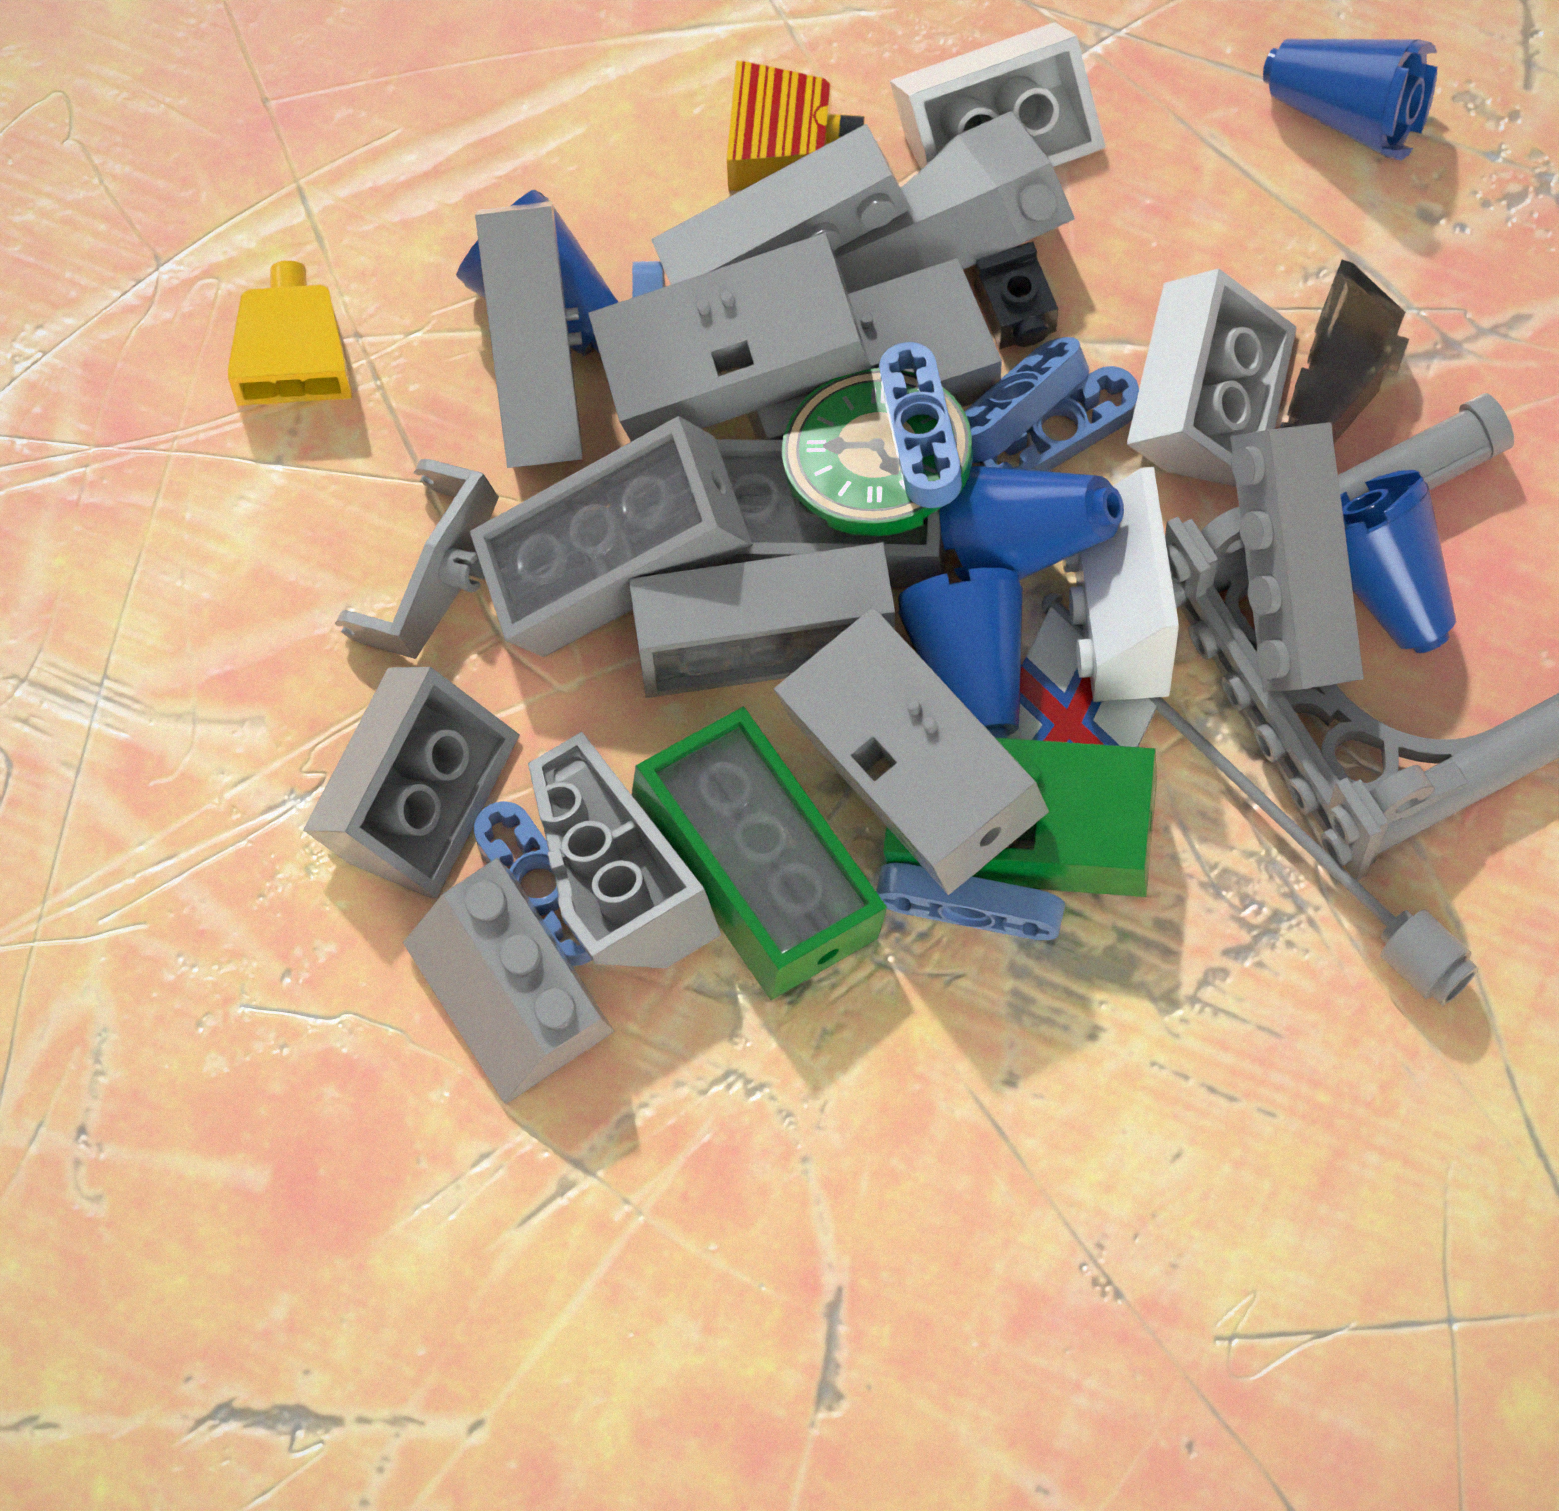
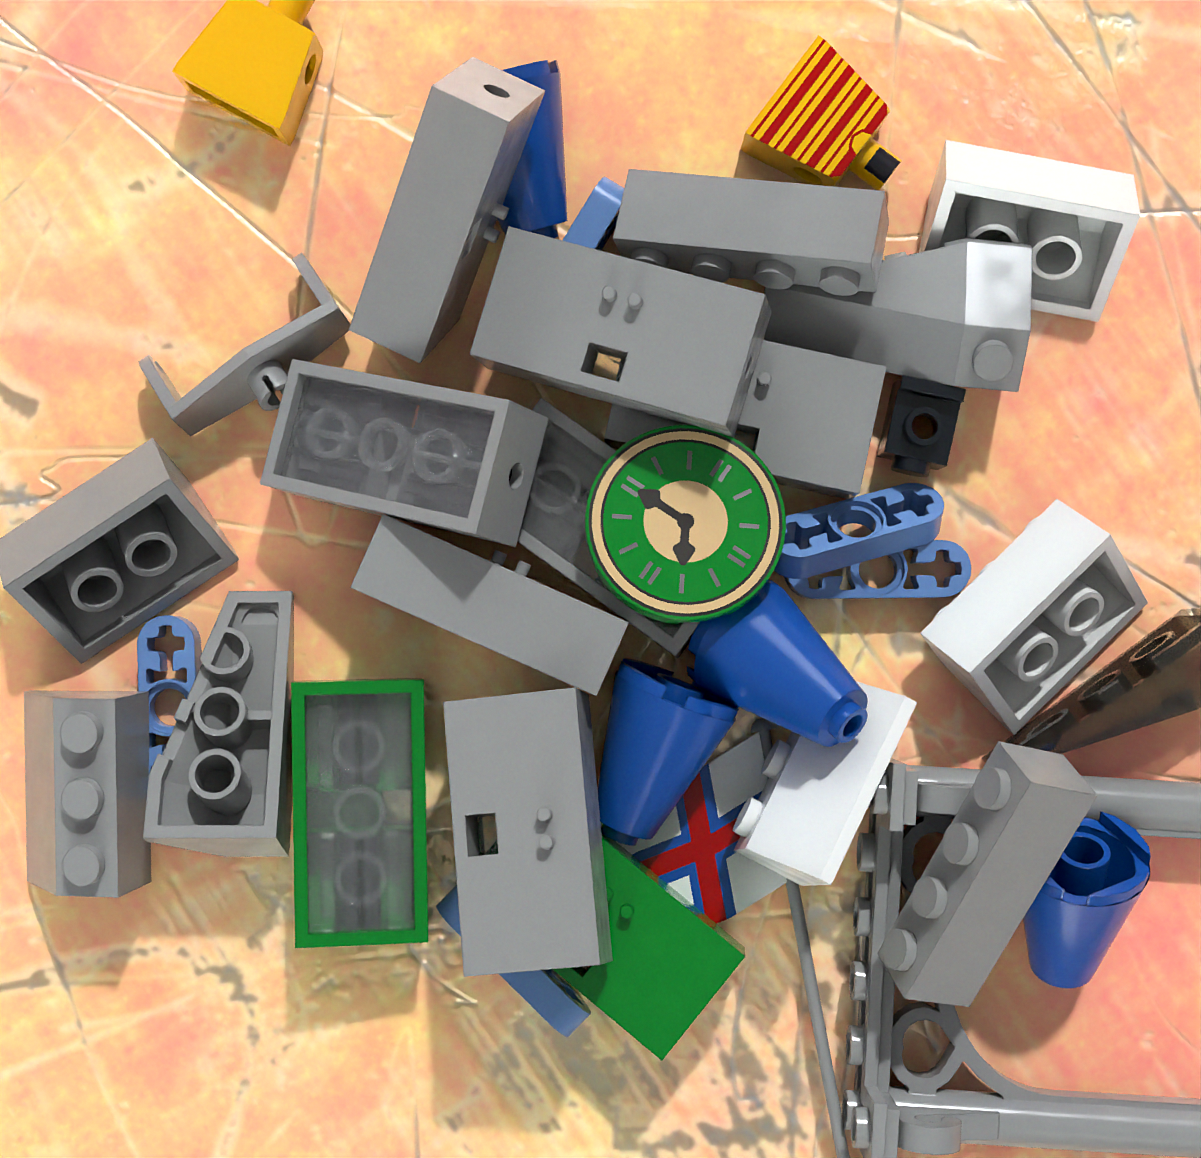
camera: 30 degrees right, 20 degrees up
(910, 446) = (768, 496): medium blue beam -> none

